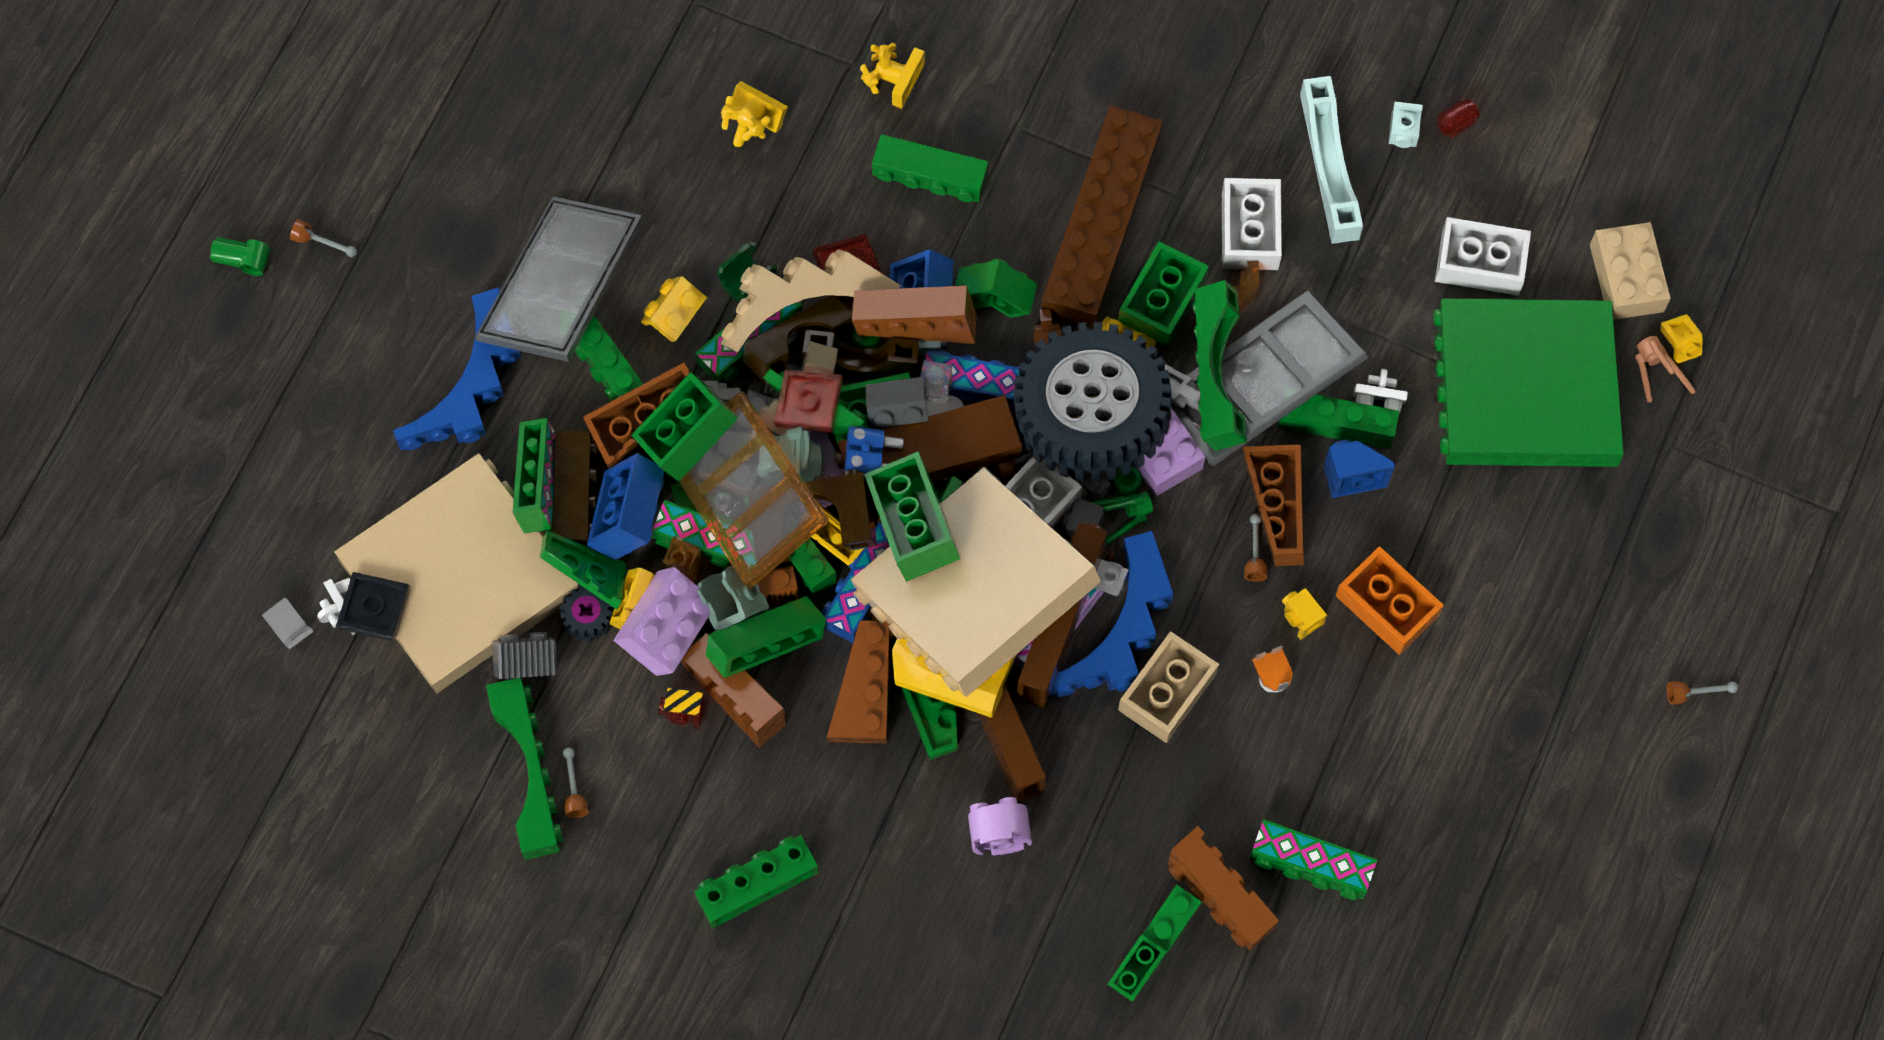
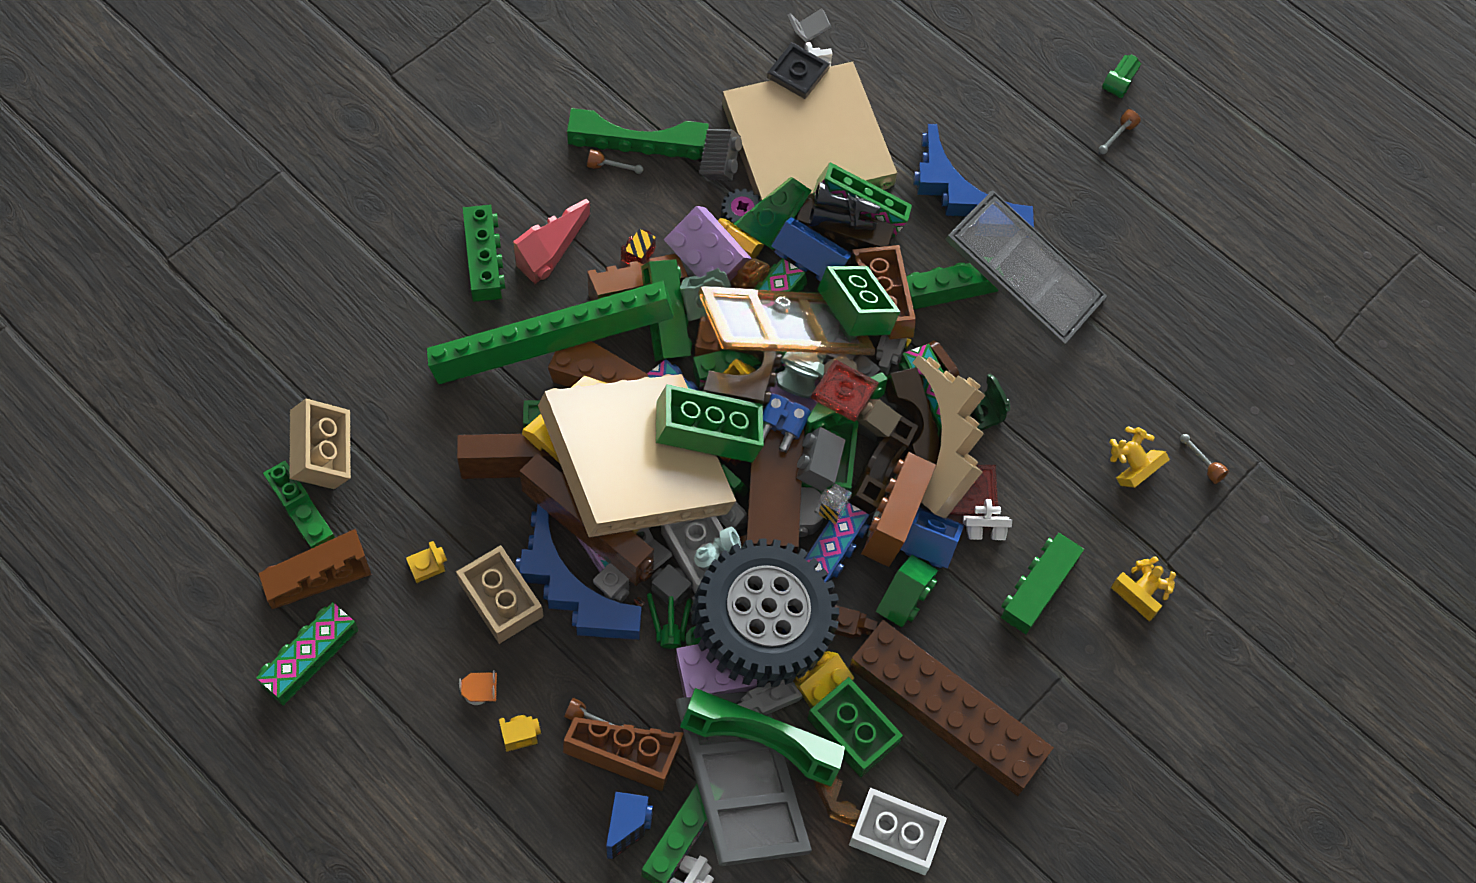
camera: 105 degrees right, 5 degrees down
(561, 468) = (853, 205): none -> black piece
(673, 307) = (977, 348): yellow bracket -> none
(712, 328) = (943, 359): none -> reddish brown tile
(723, 809) = (542, 247): none -> coral wedge
(731, 39) = (1215, 471): none -> hinge
(849, 744) = (550, 332): none -> green brick
(881, 238) = (998, 524): none -> white hips
(999, 827) = (441, 424): lavender brick -> none
(1050, 480) = (705, 555): none -> light aqua arm
(1078, 946) = (319, 444): none -> tan brick
(1159, 784) = (427, 562): none -> yellow bracket
(1389, 600) = (496, 805): orange brick -> none

